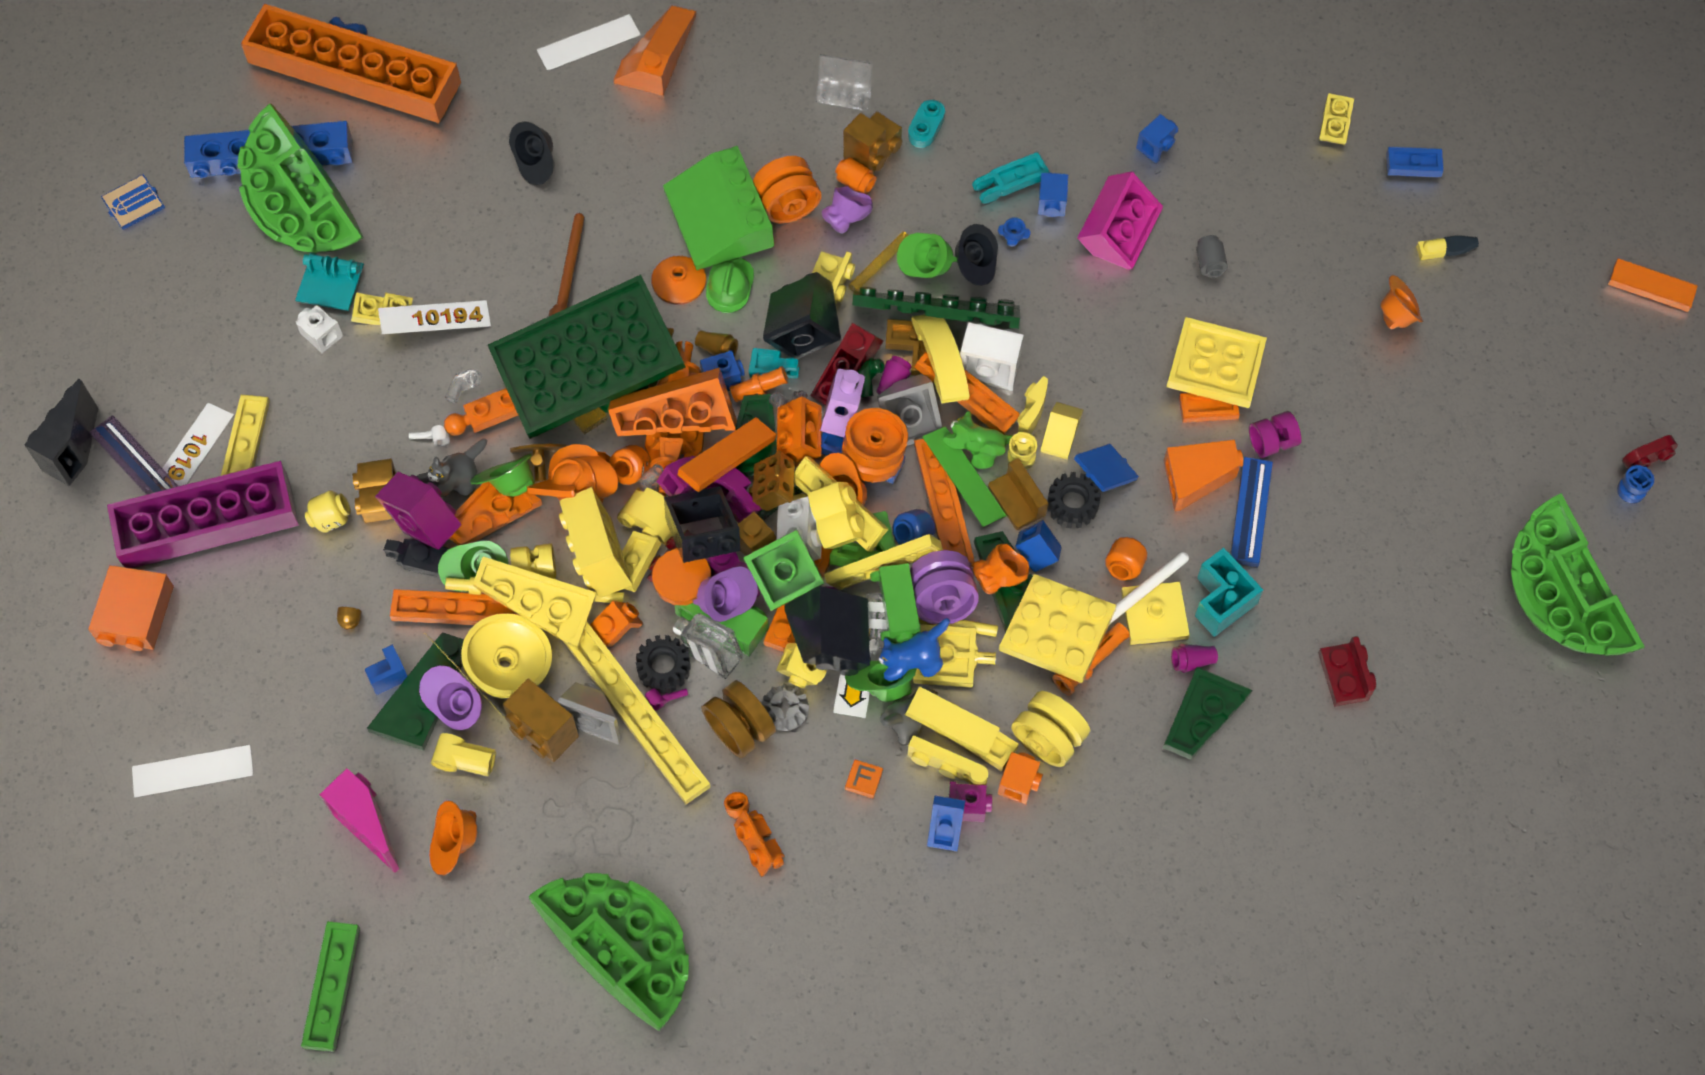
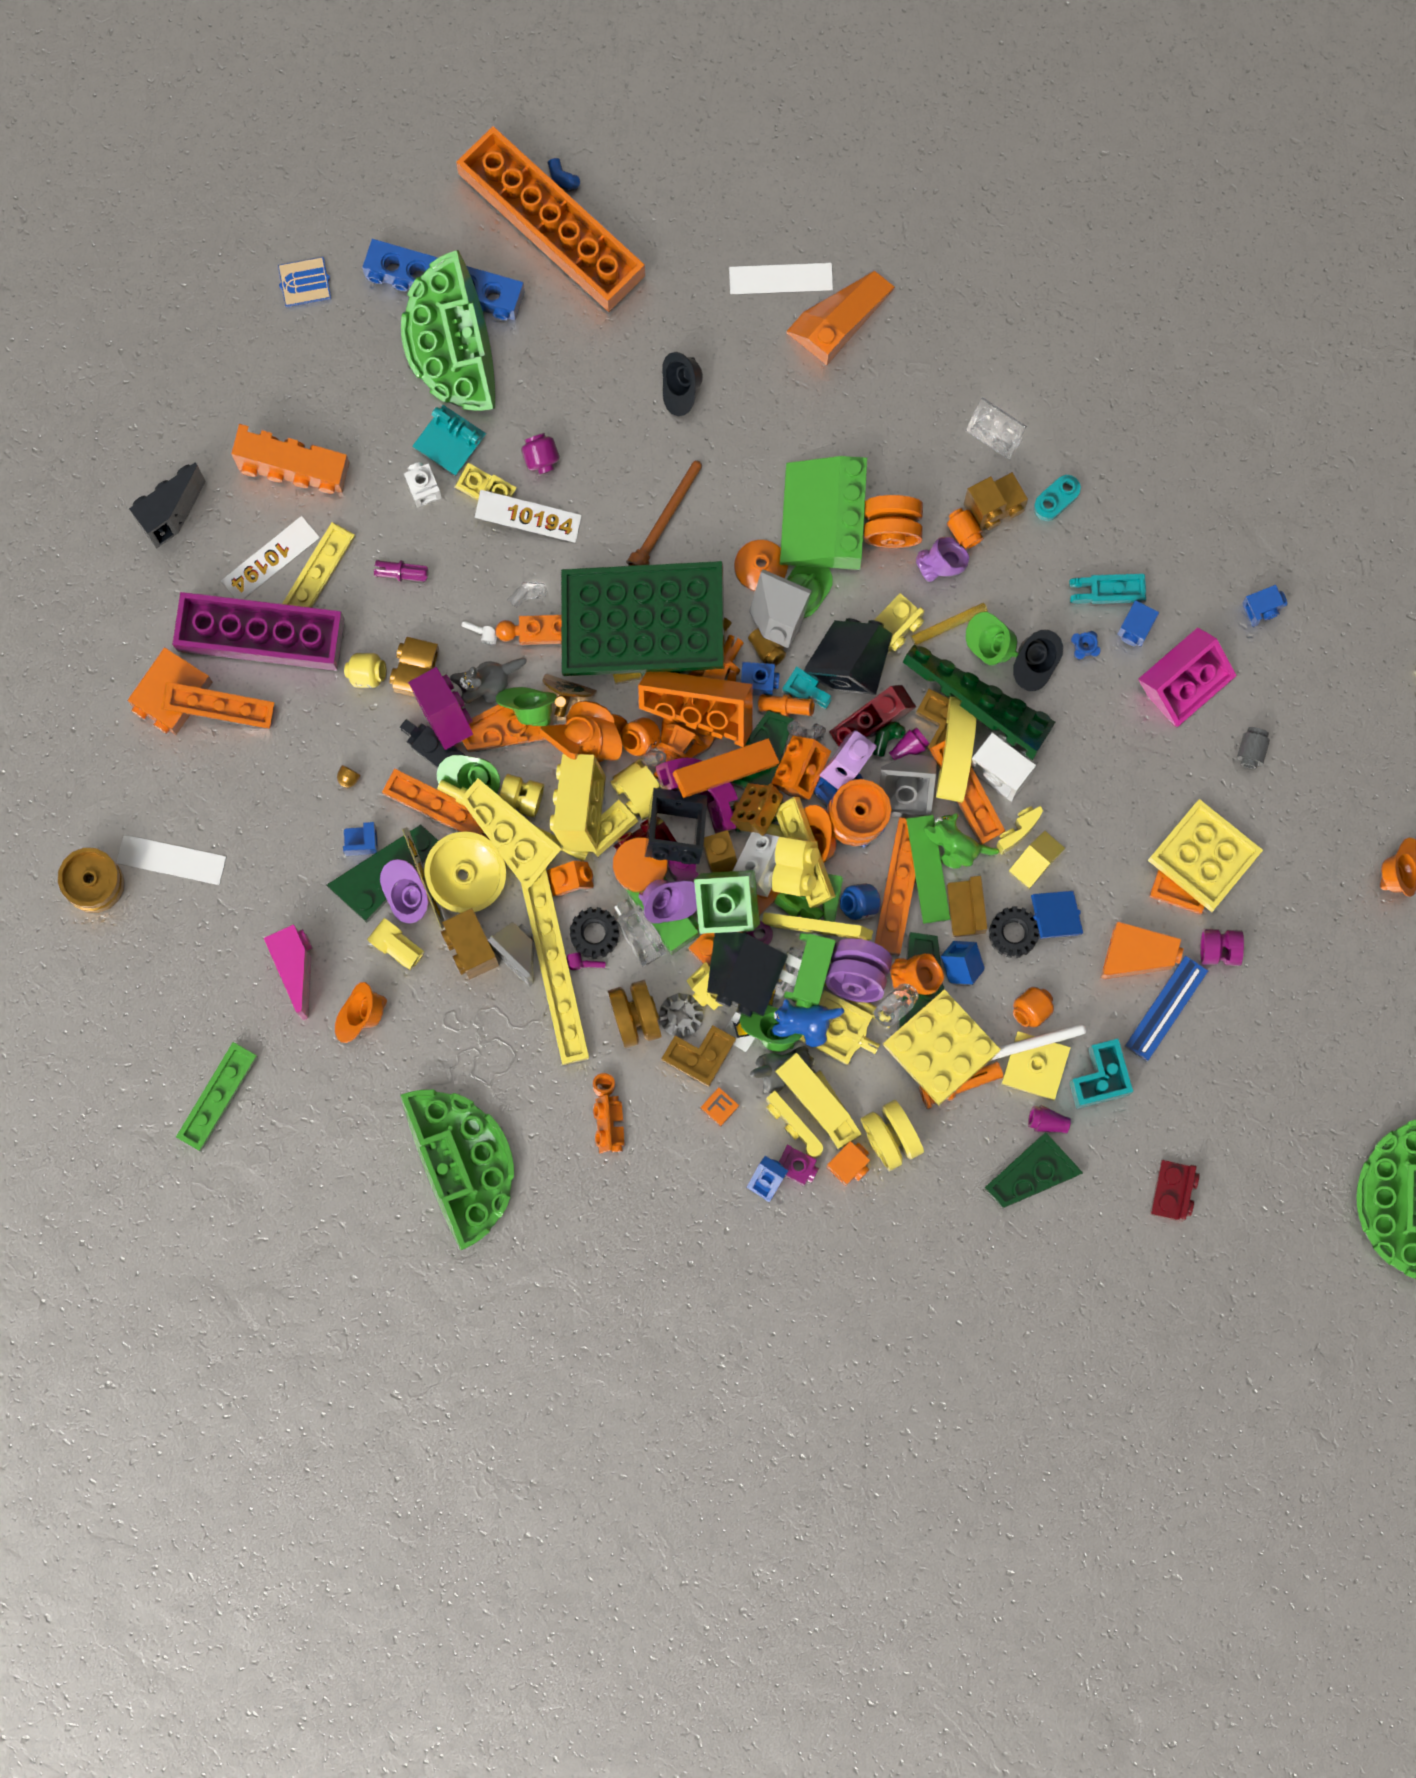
camera: 25 degrees right, 15 degrees up
(111, 819) = (75, 882): none -> pearl gold wheel
(132, 457) = (219, 549): tile -> none
(174, 353) = (289, 461): none -> orange wedge
(185, 597) = (217, 705): none -> orange plate
(328, 411) = (401, 571): none -> magenta axle
(423, 259) = (540, 453): none -> magenta head
(712, 300) = (779, 607): none -> light grey slope
(822, 744) = (700, 1062): none -> pearl gold plate
(988, 602) = (892, 1001): none -> clear beam
(1025, 445) = (990, 861): light yellow wheel -> none

